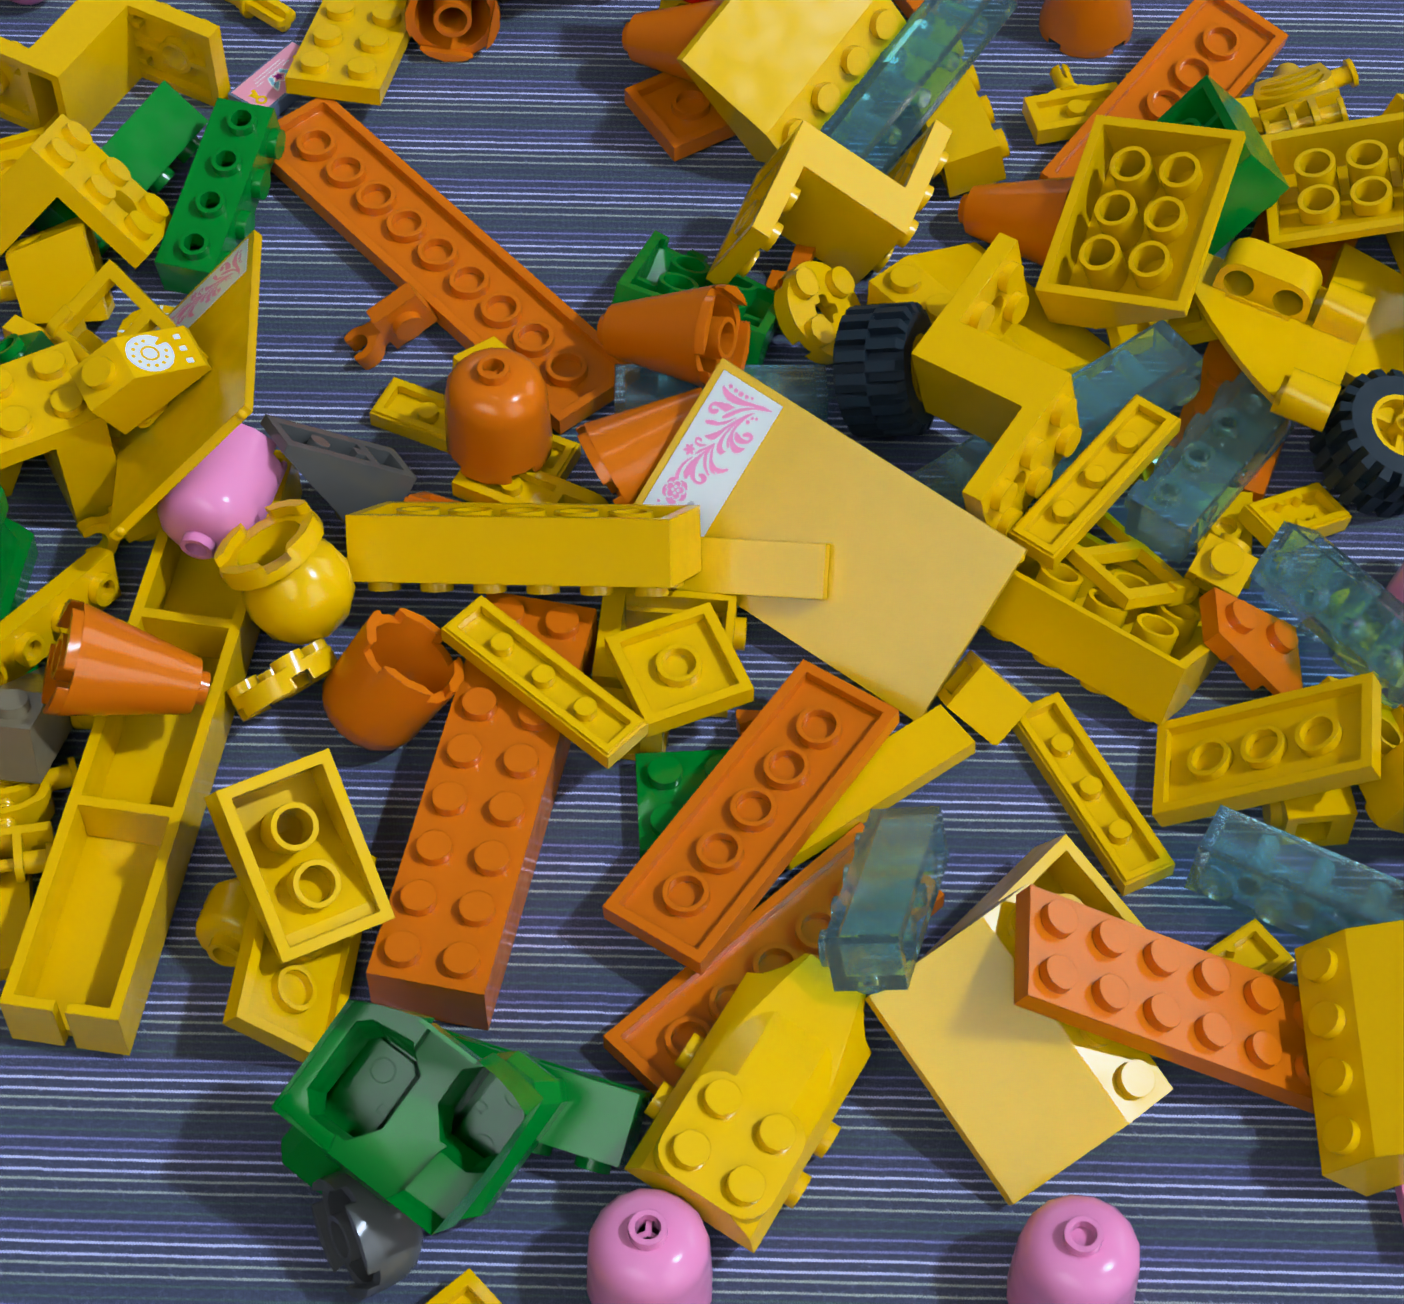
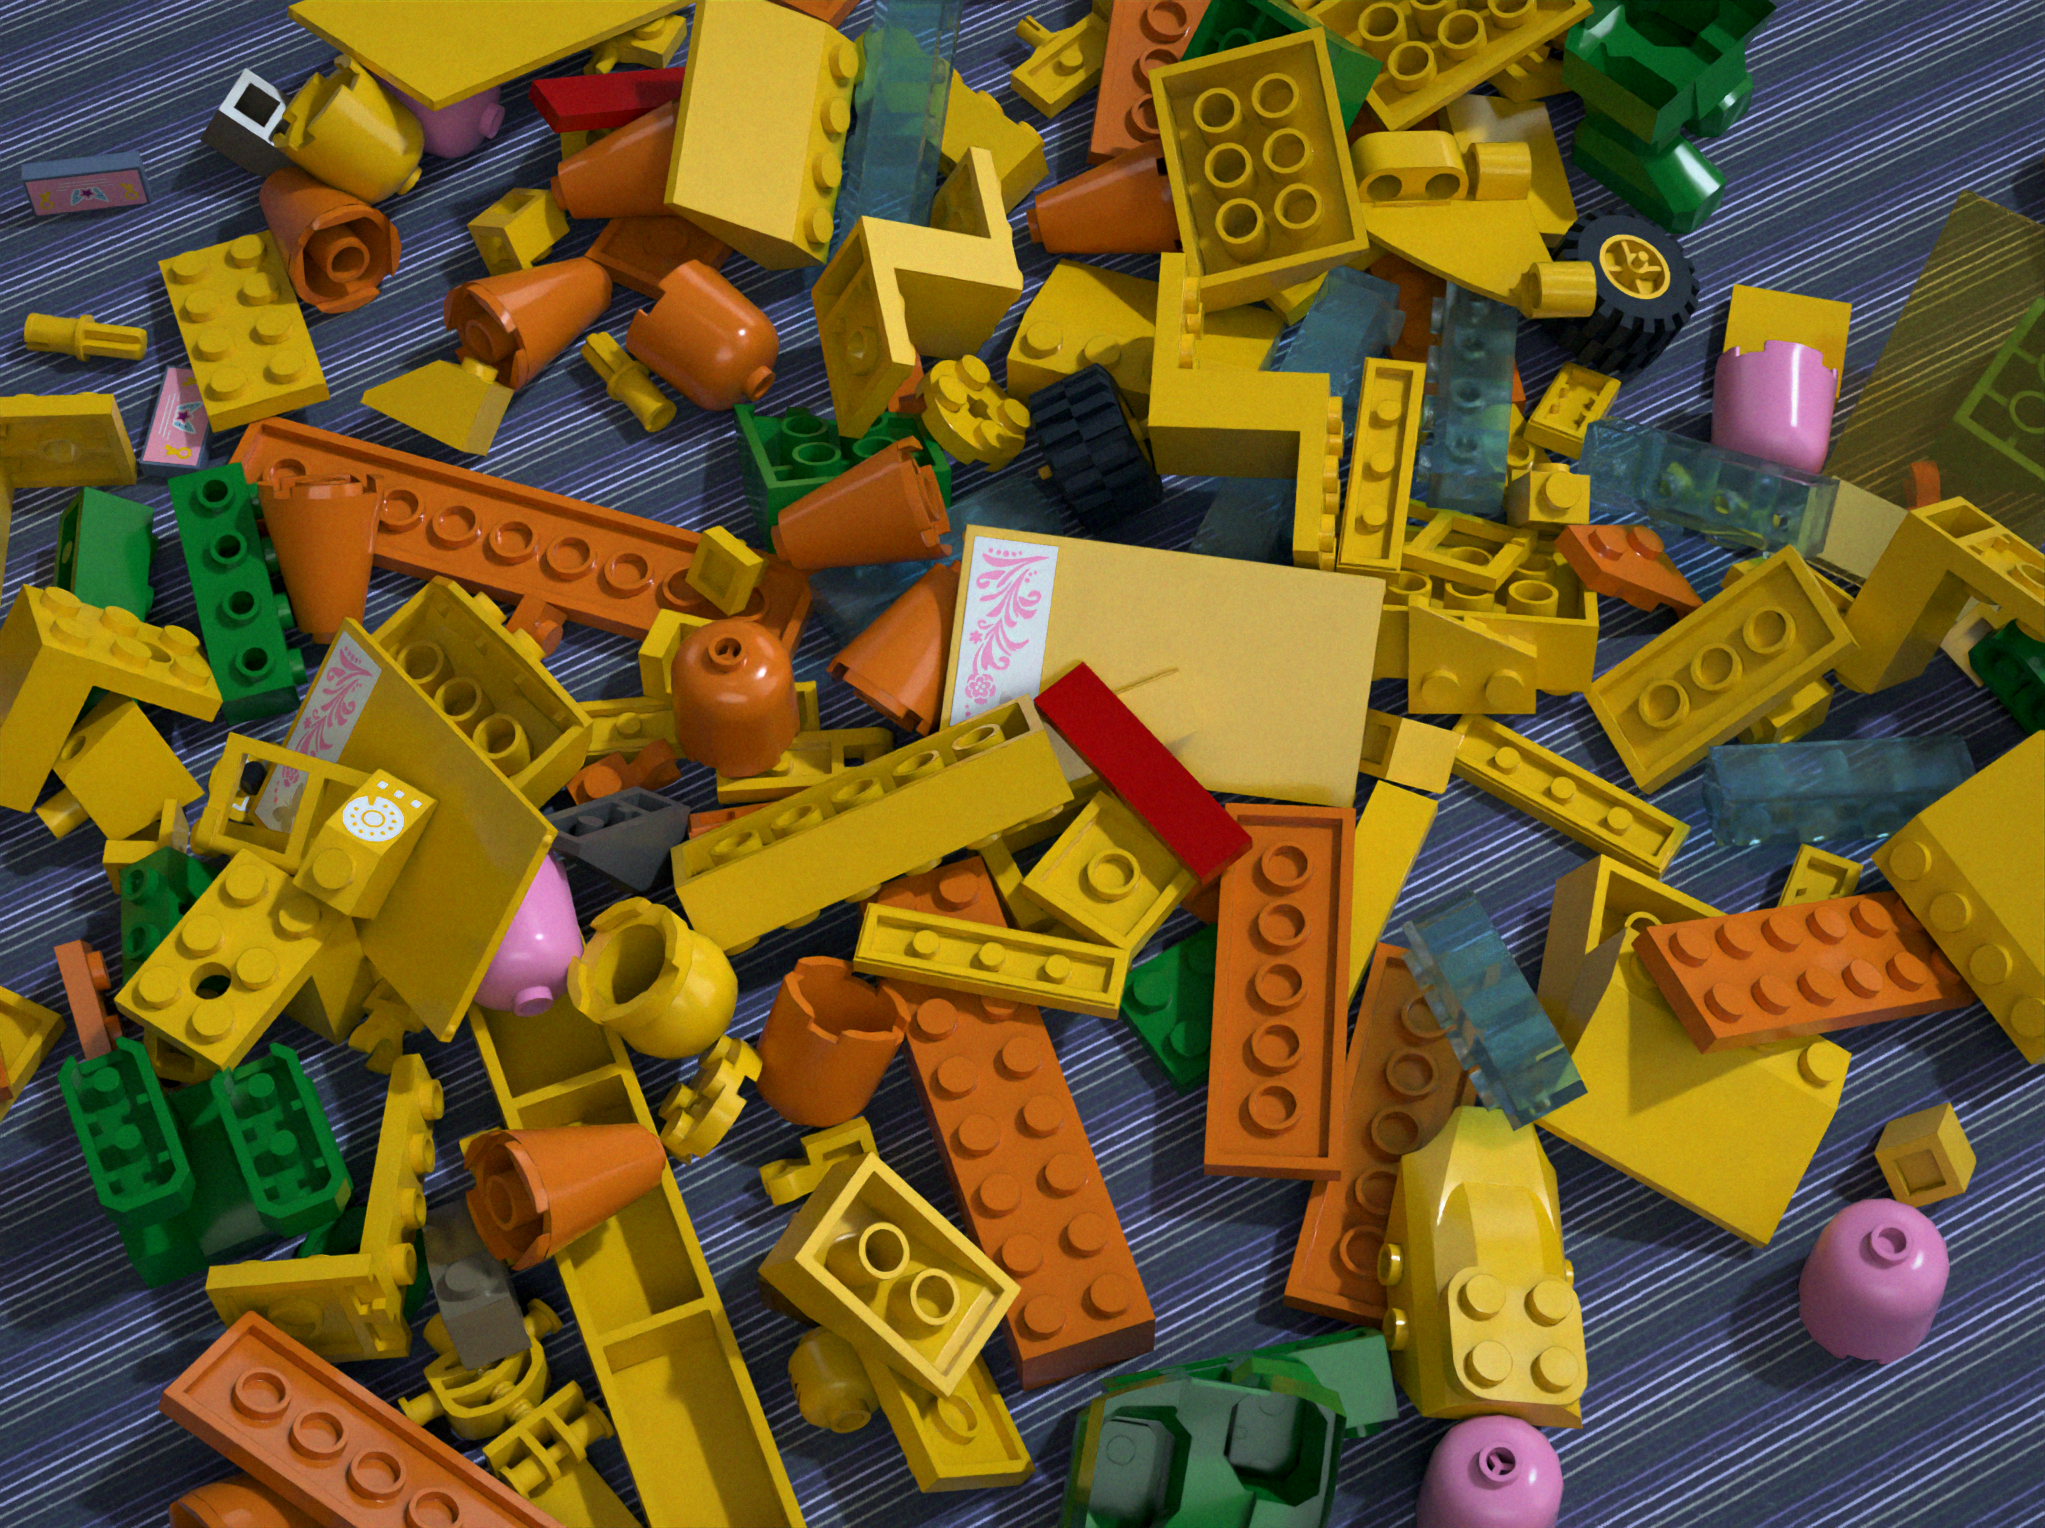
camera: 30 degrees left, 5 degrees up
(296, 192) = (324, 545): none -> orange cone
(320, 343) = (490, 685): none -> yellow slope
(360, 771) = (793, 1178): none -> yellow plate
(418, 449) = (650, 770): none -> orange plate
(455, 142) = (447, 402): none -> yellow slope
(552, 110) = (526, 315): none -> orange cone
(562, 333) = (725, 570): none -> yellow tile
(589, 54) = (518, 230): none -> yellow brick
(597, 187) = (628, 381): none -> yellow axle
(662, 174) = (706, 339): none -> orange cylinder
(746, 604) = (1143, 774): none -> red tile
(1066, 654) = (1466, 666): none -> yellow wing
(1191, 1206) = (1926, 1156): none -> yellow panel

